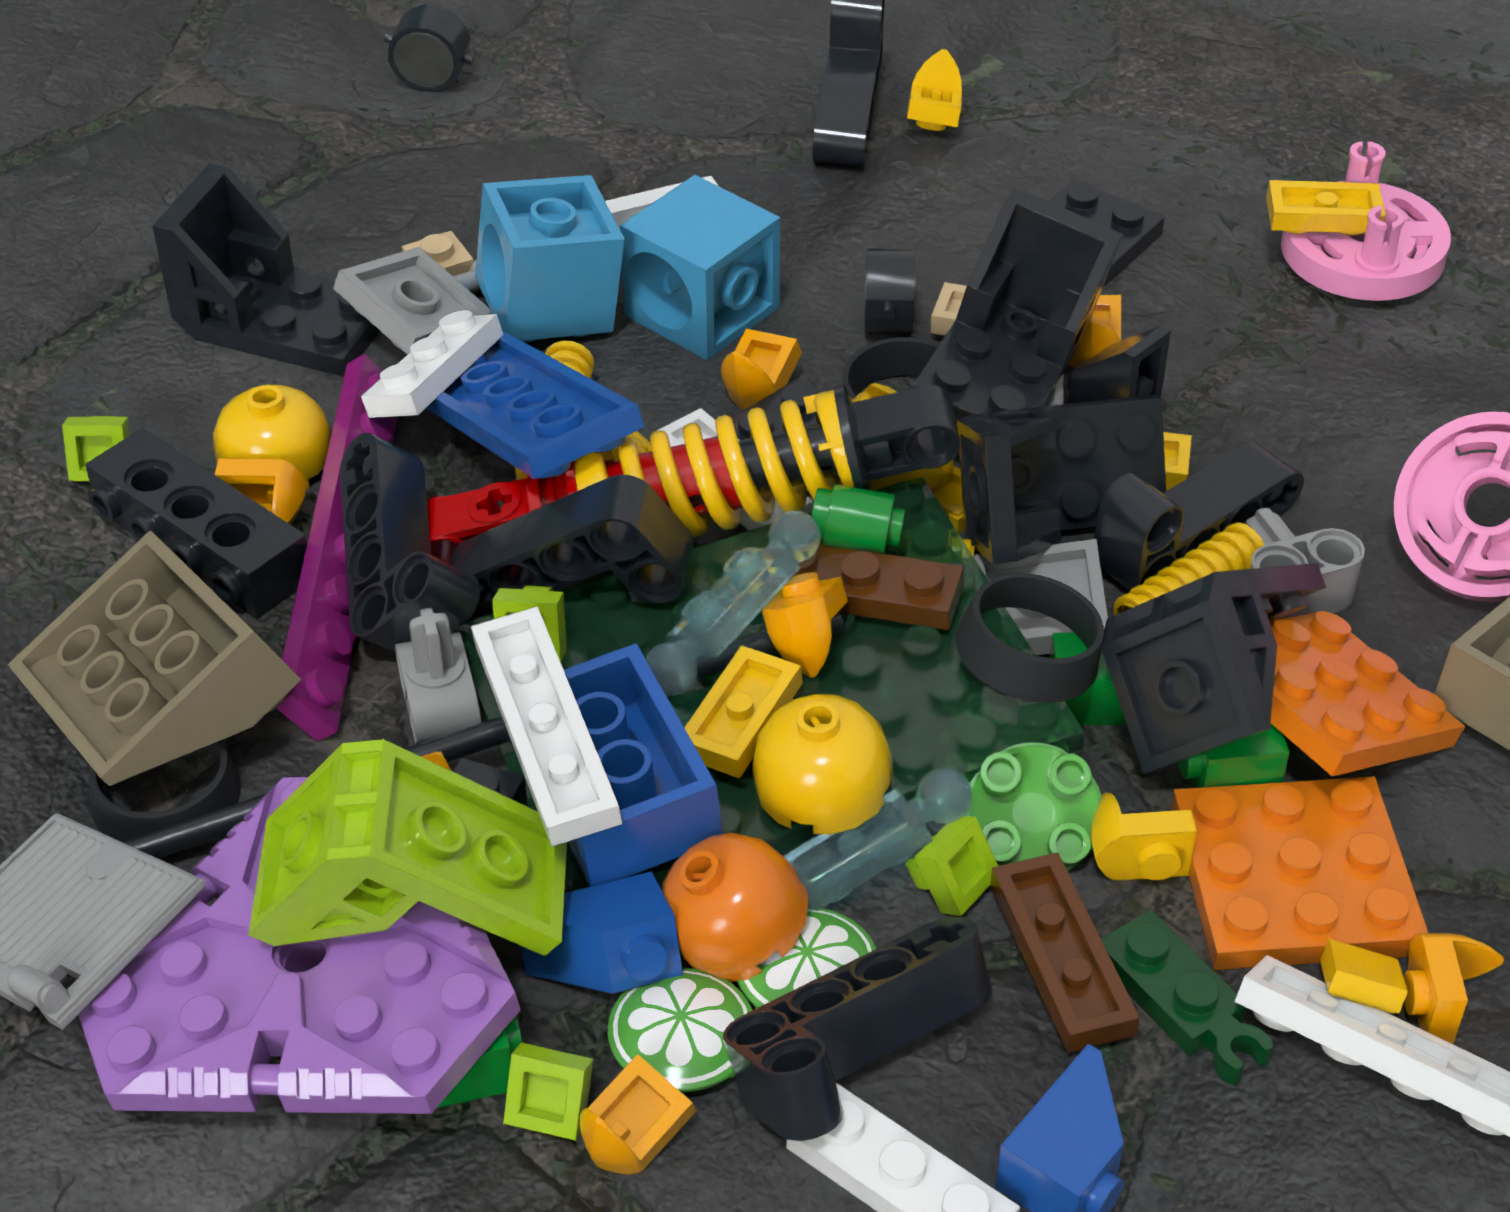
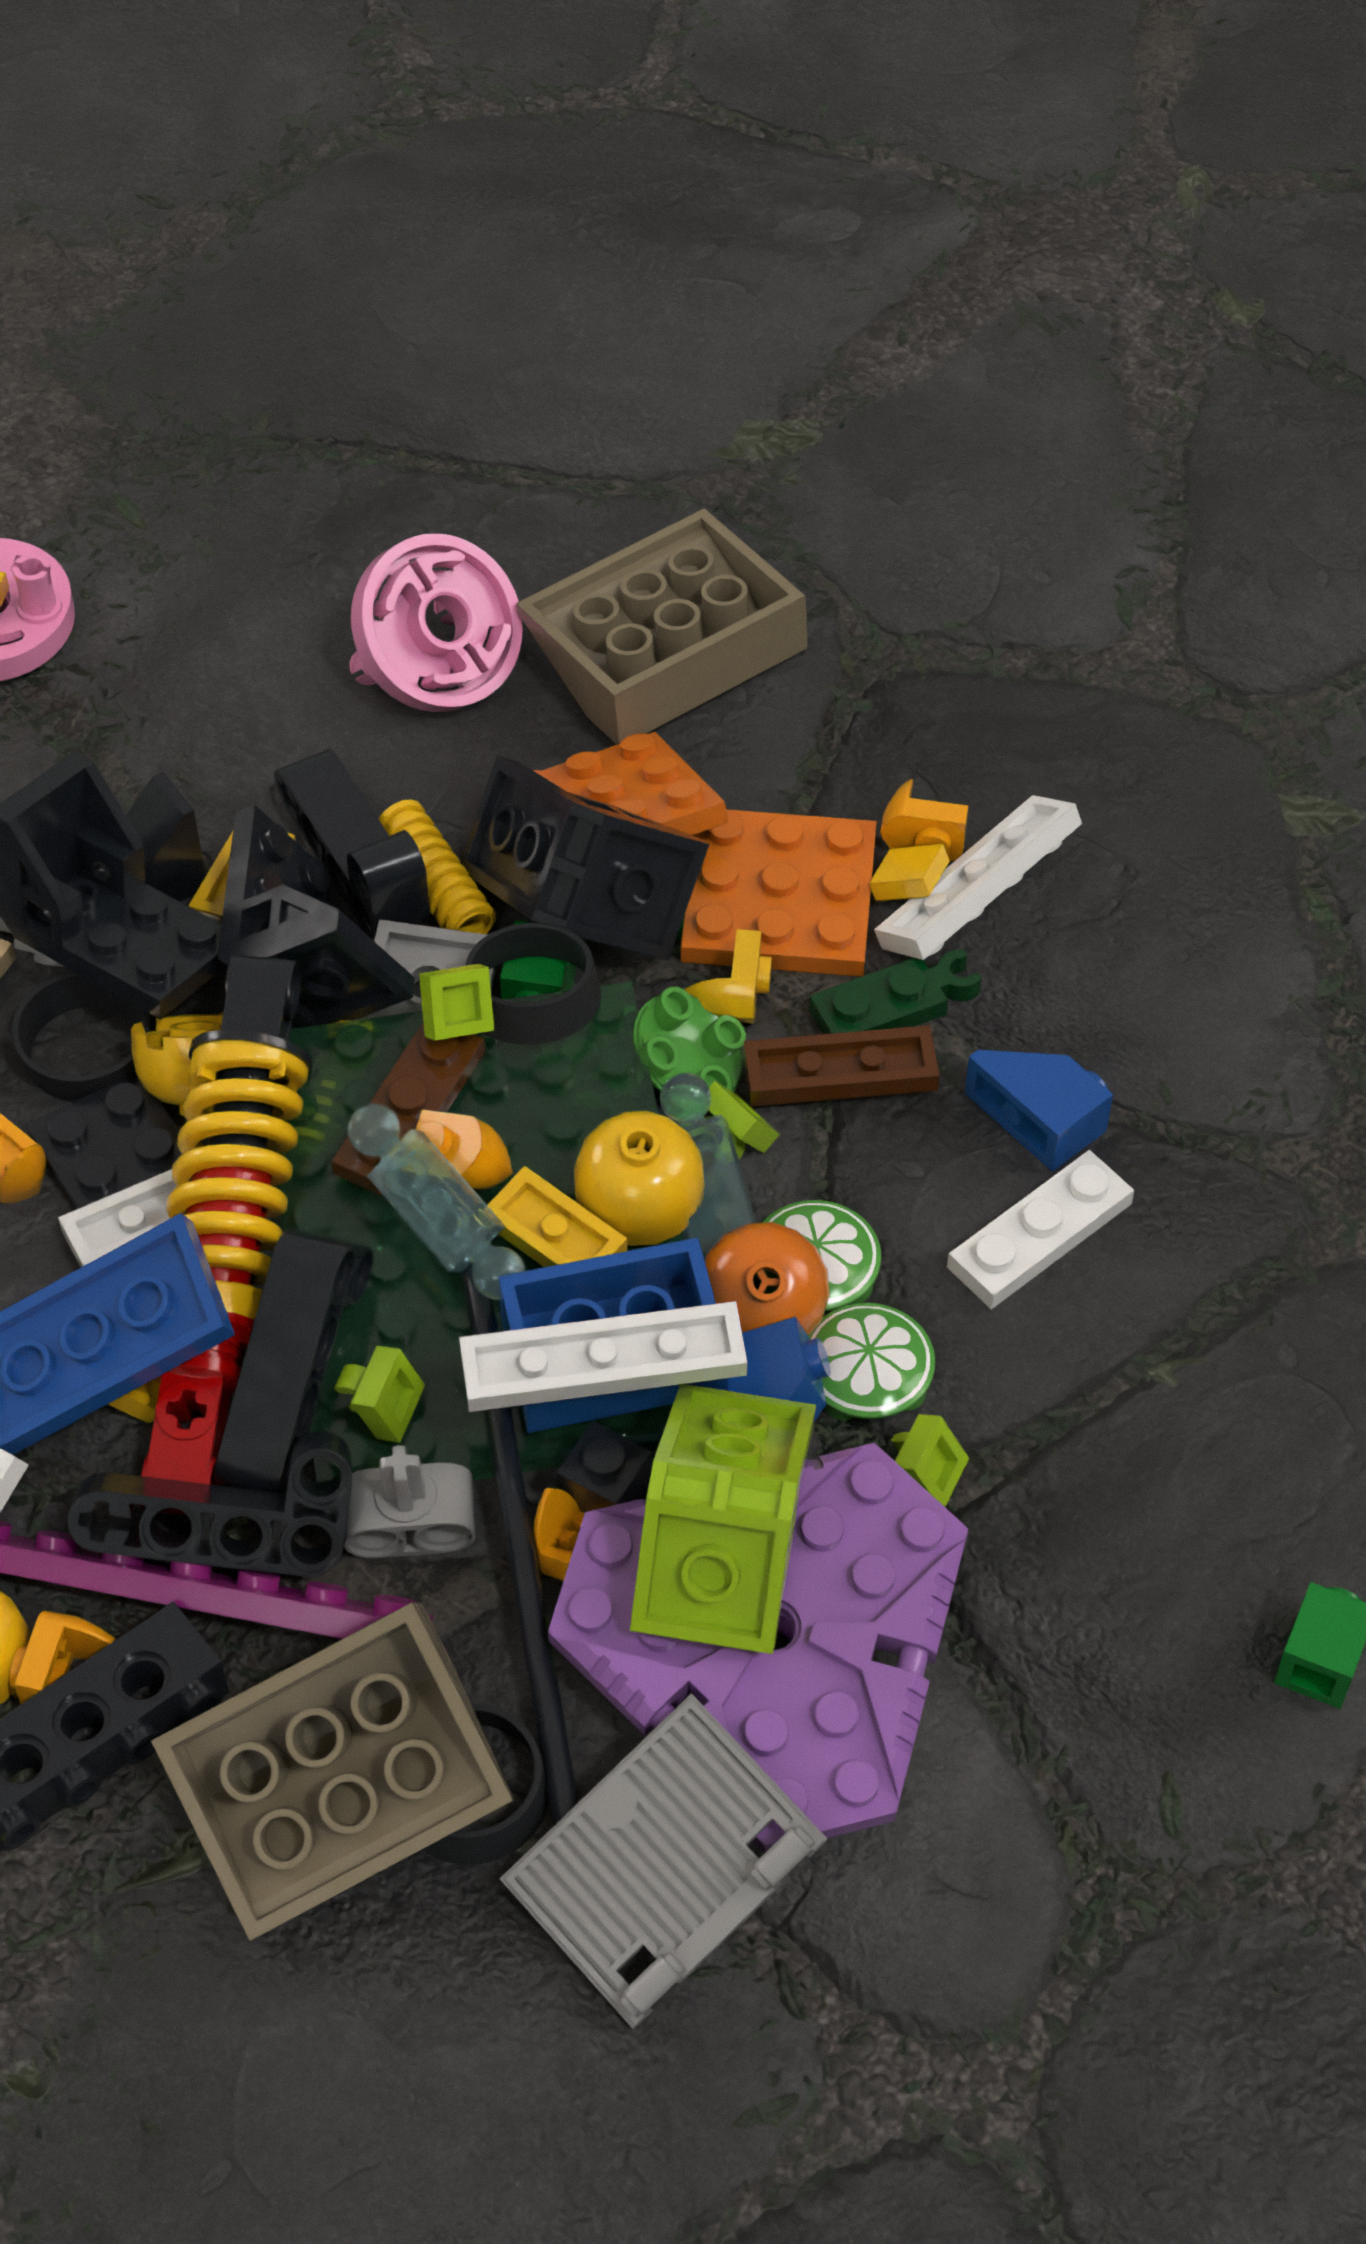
camera: 80 degrees left, 10 degrees up
(633, 1119) = (966, 1402): light orange plate -> none
(813, 1036) = (900, 1210): black beam -> none
(857, 518) = (343, 1083): green brick -> none
(956, 559) = (456, 1001): none -> lime tile
(1335, 551) = (447, 787): light grey beam -> none

